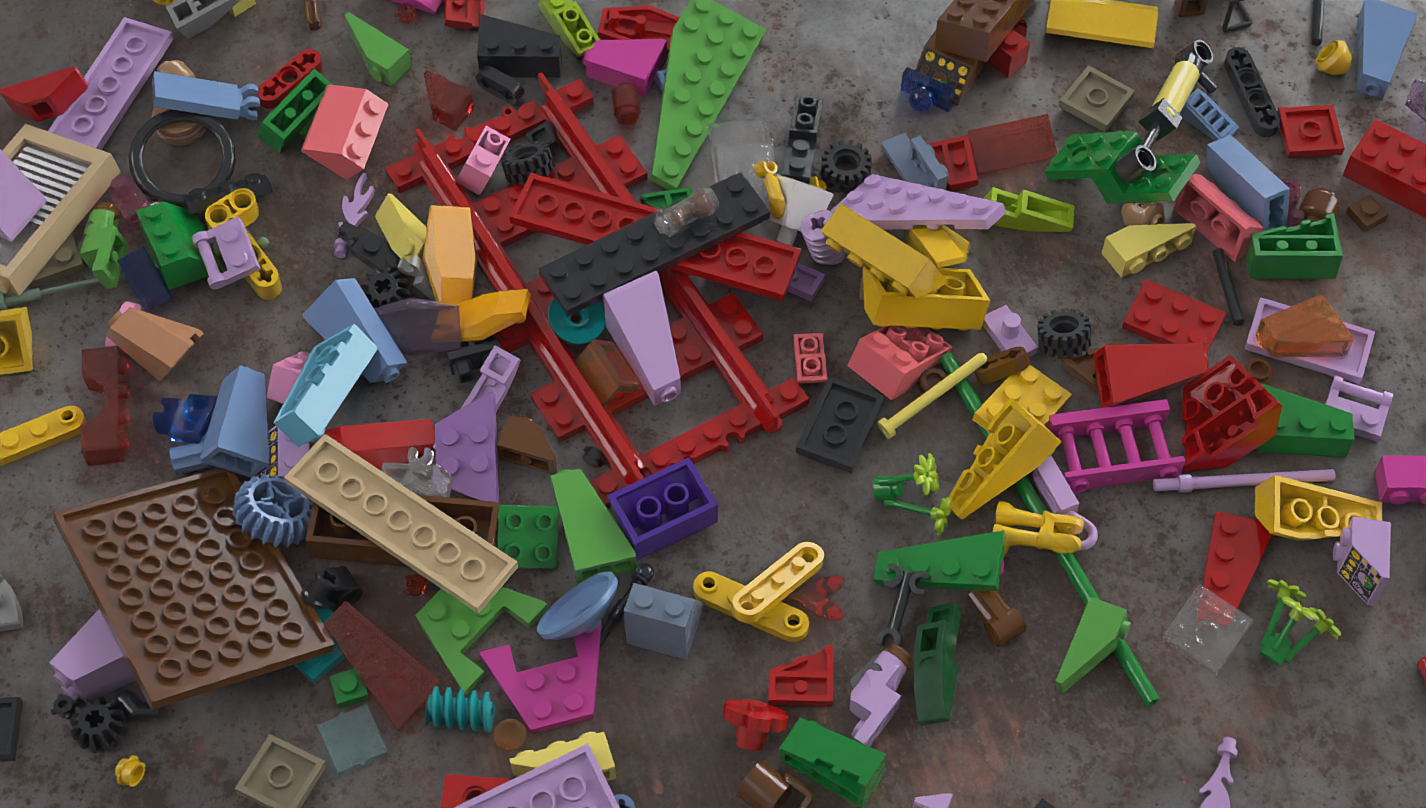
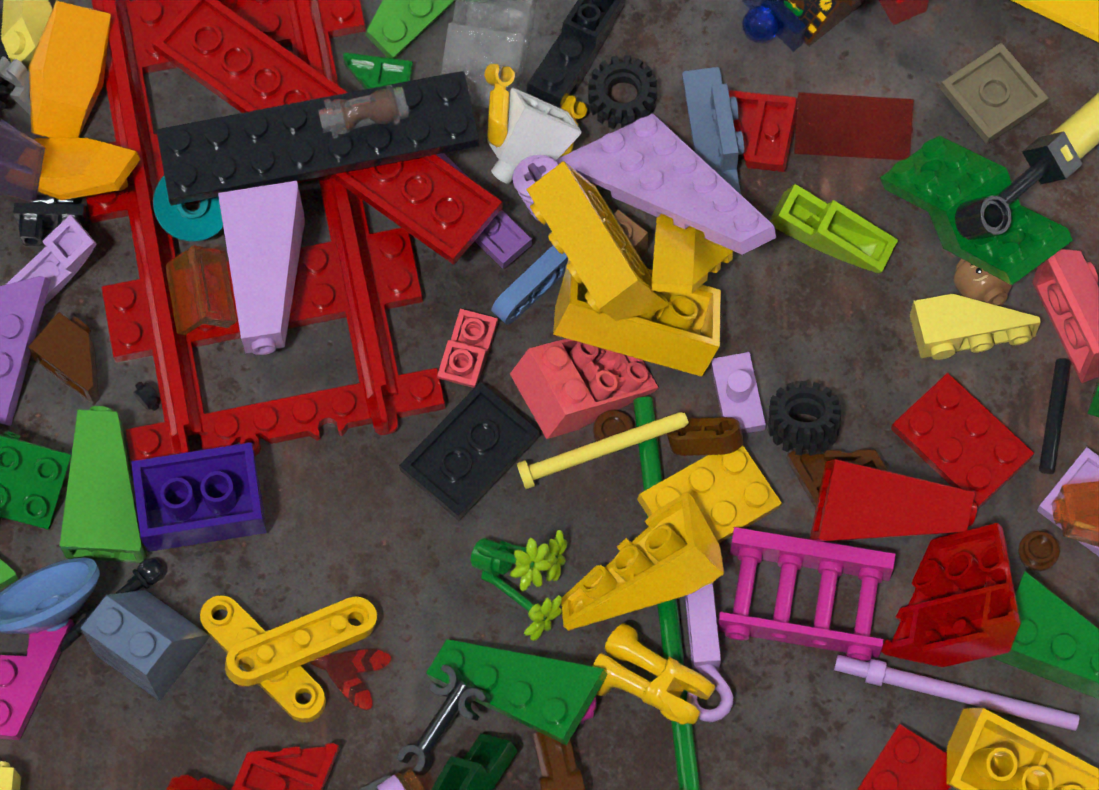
camera: 20 degrees right, 10 degrees up
(839, 300) = (530, 286): none -> medium blue beam

